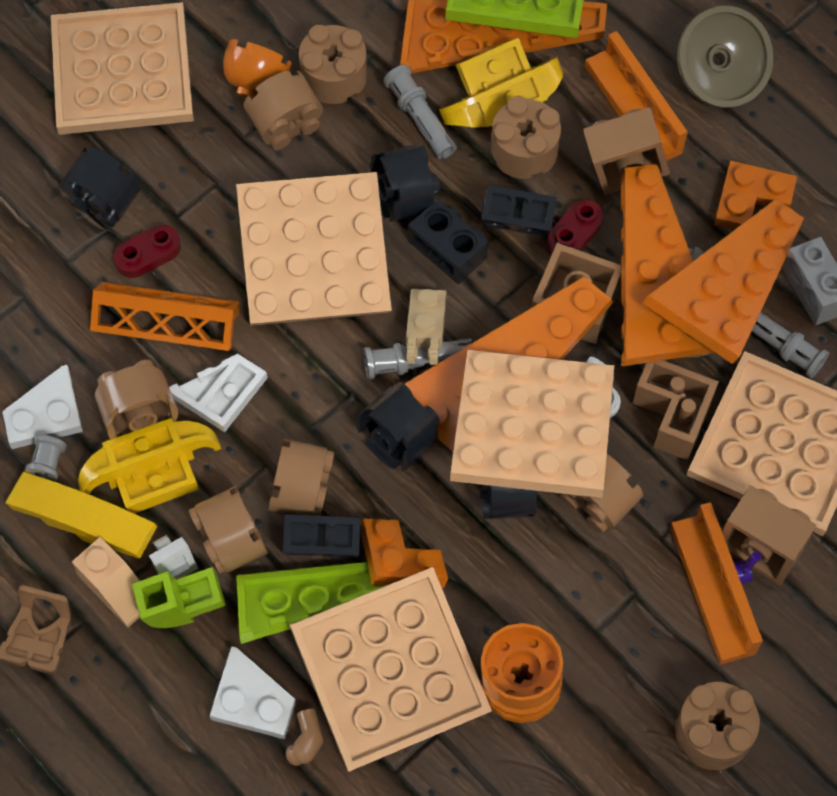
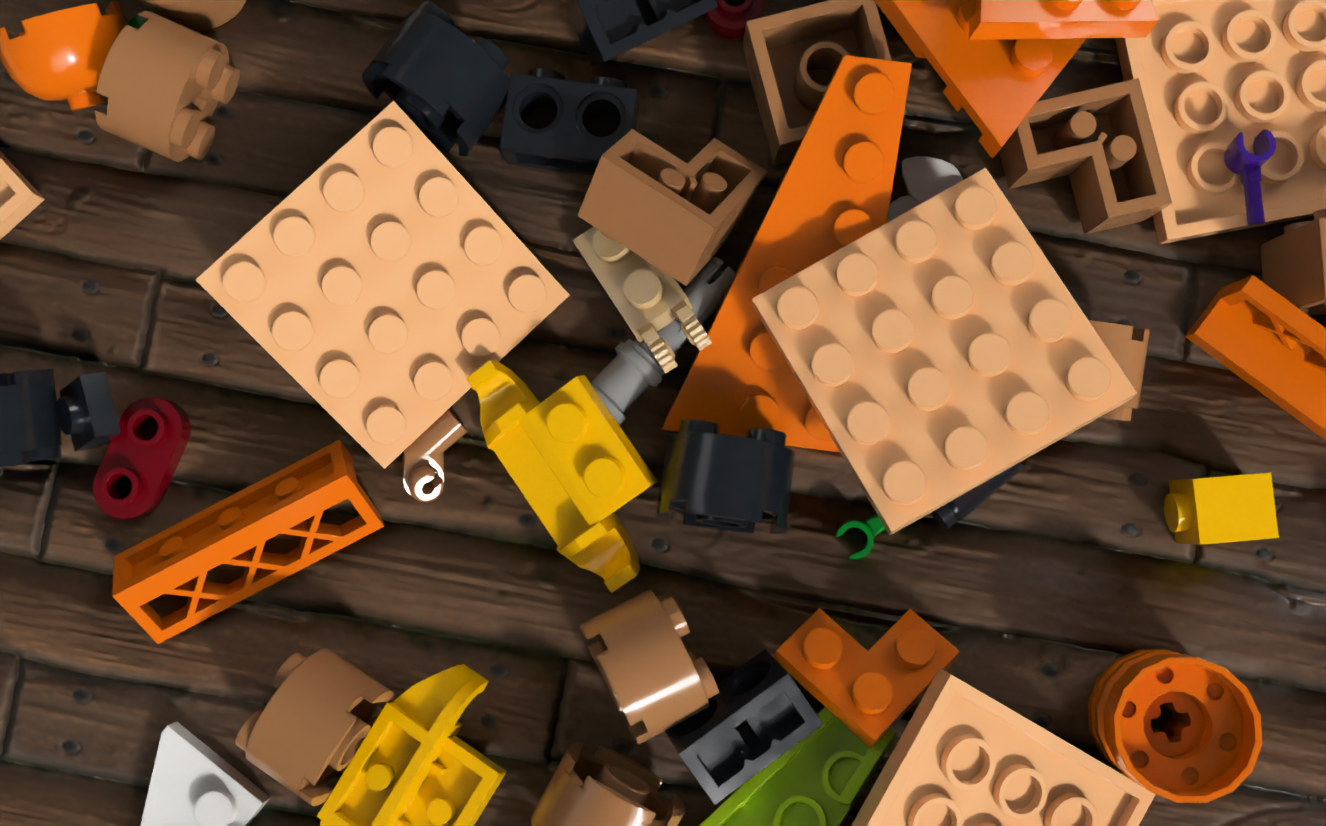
camera: 30 degrees left, 20 degrees up
(142, 215) = (88, 412): none -> black plate
(221, 391) = (422, 601): white wing -> none
(271, 334) = (425, 458): none -> medium nougat arm
(332, 374) = (568, 466): none -> yellow plate
(451, 504) = (871, 526): none -> green hand
(463, 297) = (667, 207): none -> medium nougat brick
(622, 605) = (1221, 509): none -> yellow brick
(749, 462) = (1249, 168): none -> dark purple hand

